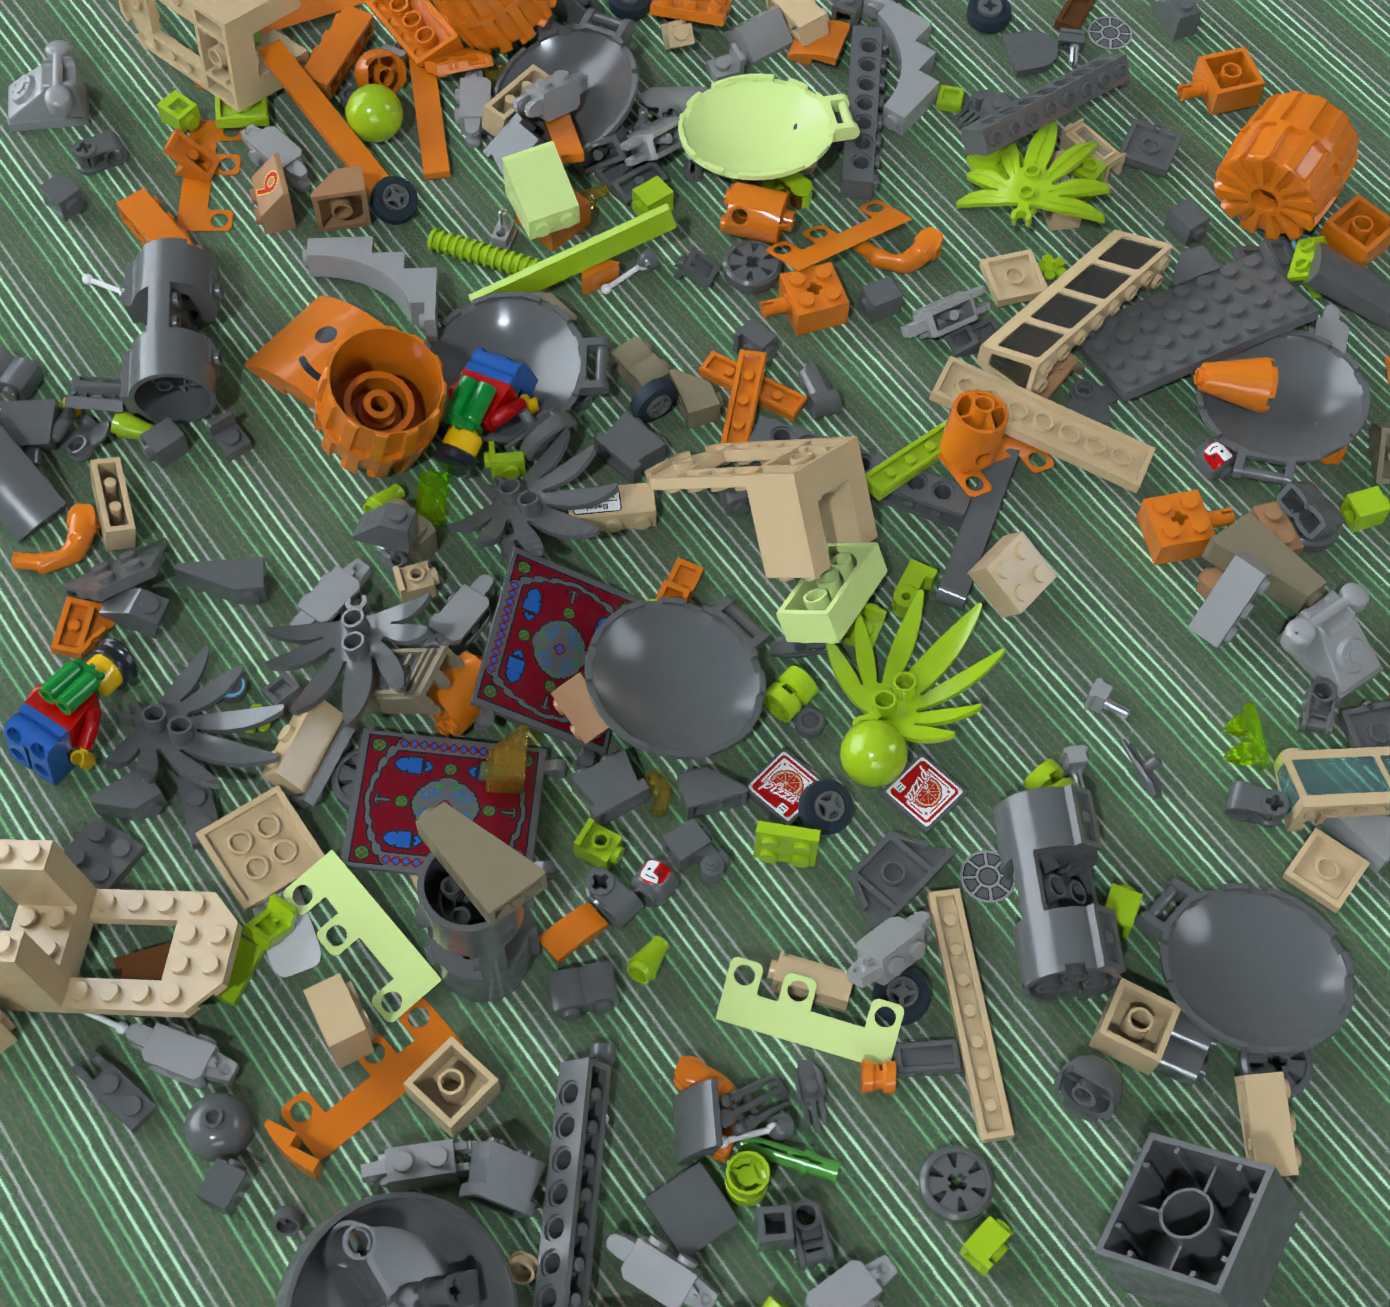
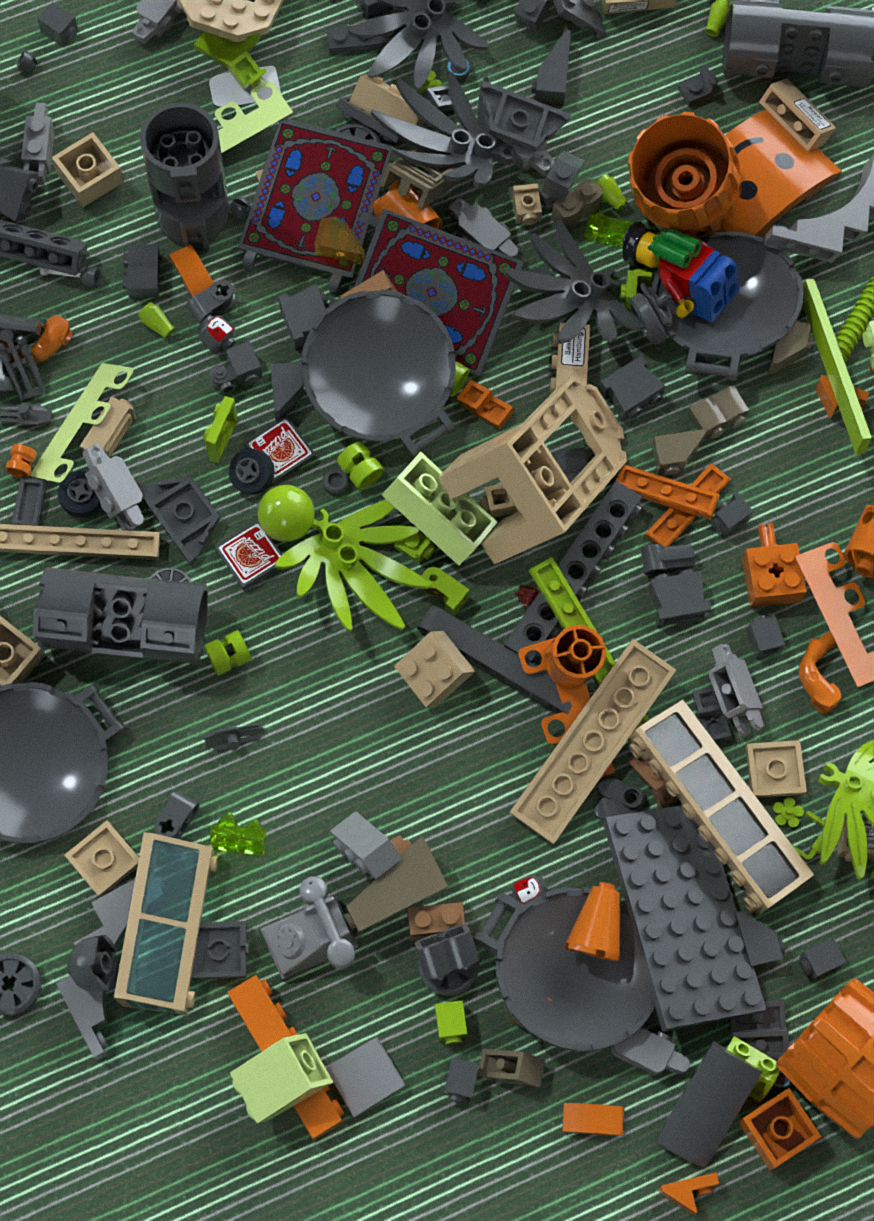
camera: 100 degrees right, 10 degrees up
(164, 443) = (697, 38): dark grey brick -> none
(218, 1127) = (104, 26): dark grey cylinder -> none
(259, 334) = (797, 114): none -> tan brick
(260, 848) = (310, 70): tan plate -> none
(288, 1145) = (77, 64): orange slope -> none
(312, 591) = (519, 118): none -> dark grey wing
(330, 1129) = (116, 140): orange piece -> none
(341, 1019) = (151, 93): tan brick -> none
(481, 864) = (187, 137): dark tan slope -> none
(599, 856) = (259, 309): lime brick -> none
(645, 261) = (841, 440): hinge -> none
(654, 399) = (675, 412): black wheel -> none
(661, 792) = (290, 355): clear yellow arm -> none
(696, 267) = (825, 482): dark grey bracket -> none
(749, 278) = (829, 519): dark grey wheel -> none
(860, 376) = (679, 598): none -> dark grey hips
(894, 511) = (526, 594): none -> clear red plate
(1070, 238) = (816, 847): none -> lime piece
(1074, 762) = (248, 679): light grey piece -> none
(1099, 699) = (305, 719): light grey piece -> none
(1125, 904) = (109, 677): lime brick -> none
(1179, 525) = (460, 852): orange brick -> none
(1317, 713) = (247, 901): dark grey piece -> none

